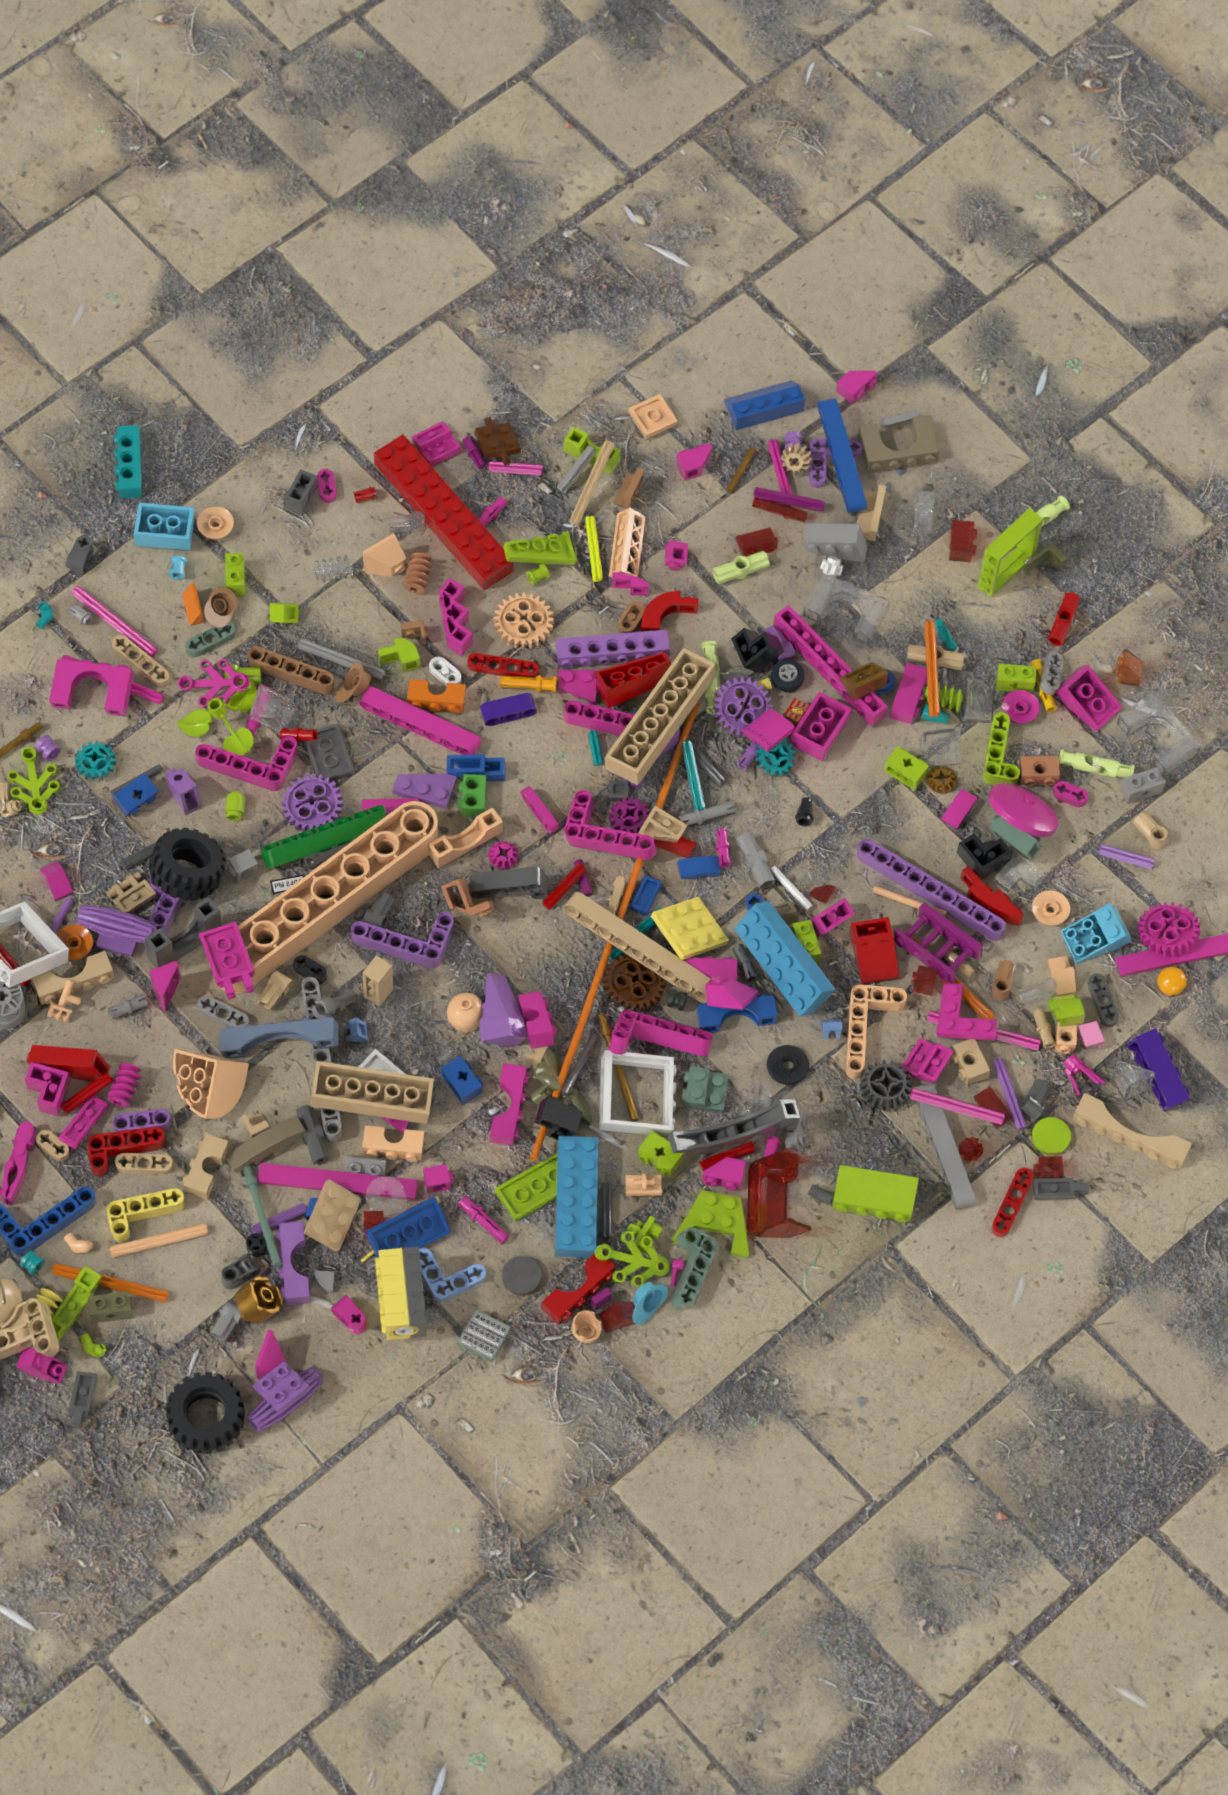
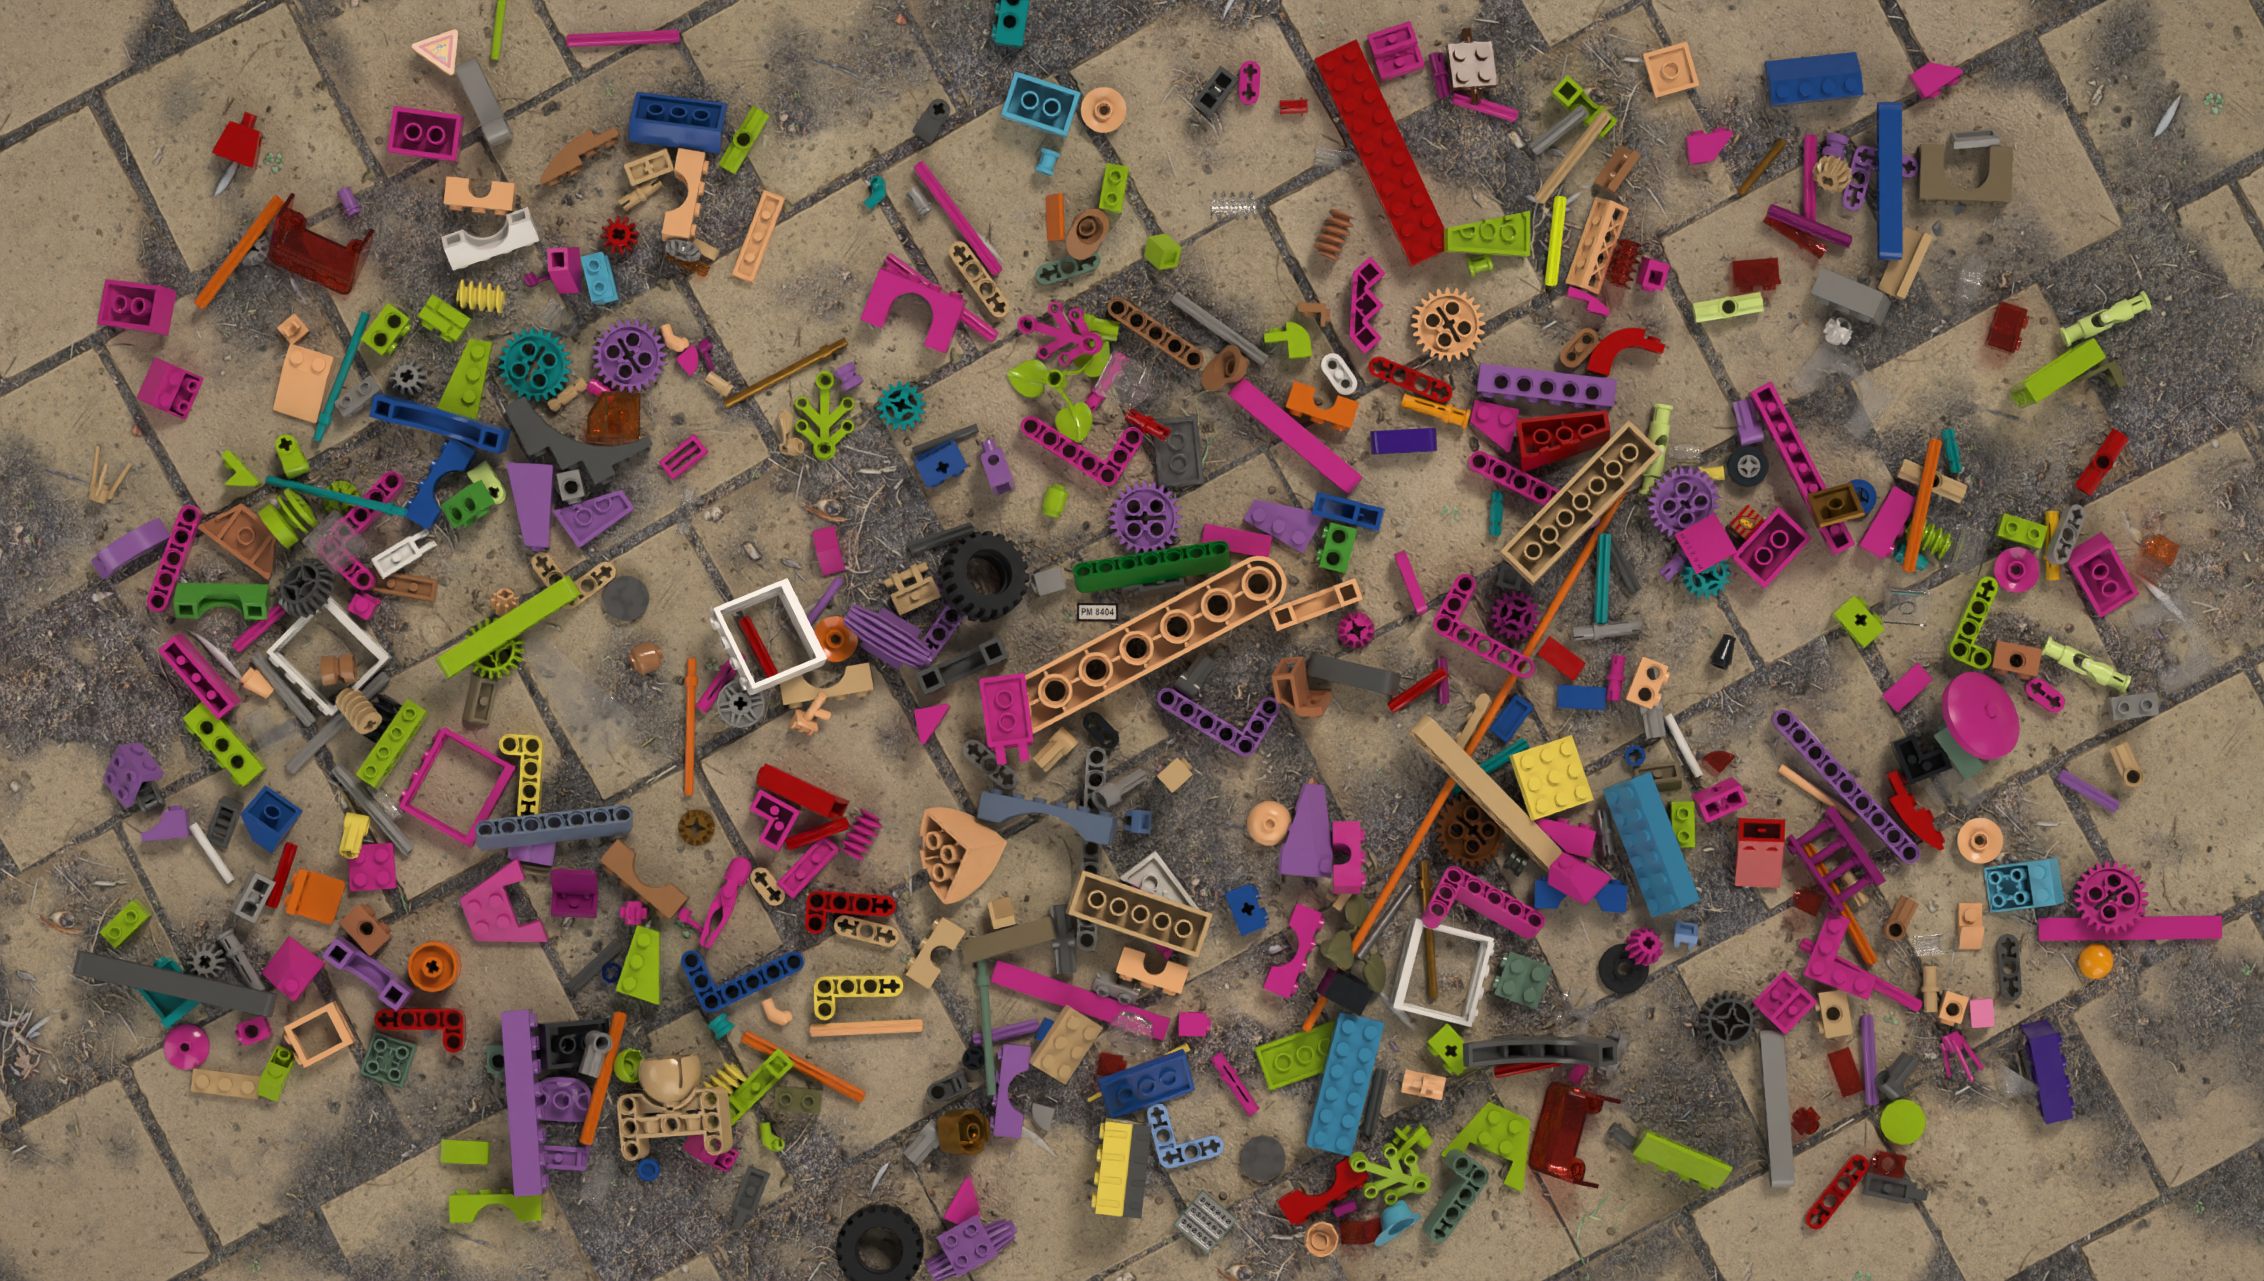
camera: 15 degrees right, 25 degrees up
(127, 1006) = (882, 732): light grey pin -> none
(149, 1116) = (884, 881): medium lavender beam -> none
(348, 1312) = (1058, 1160): dark pink piece -> none
(385, 558) = (1301, 208): light nougat slope -> none
(491, 512) = (1441, 164): dark pink pin -> none
(651, 551) = (1623, 263): none -> clear red piece
(662, 826) = (1548, 641): tan wing -> none
(677, 1264) = (1439, 1184): dark pink hand -> none
(725, 1173) = (1521, 1088): dark pink slope -> none
(748, 838) = (1641, 680): none -> light nougat brick
(756, 650) = (1714, 431): black brick -> none
(799, 1040) = (1644, 946): none -> dark pink gear
(860, 1022) = (1722, 937): light nougat beam -> none
(936, 785) = (1889, 650): pearl gold gear -> none
(957, 1106) = (1803, 1069): dark pink axle -> none
(1067, 1009) = (1962, 976): lime brick -> none
(1168, 1149) = (1959, 1108): tan arch -> none

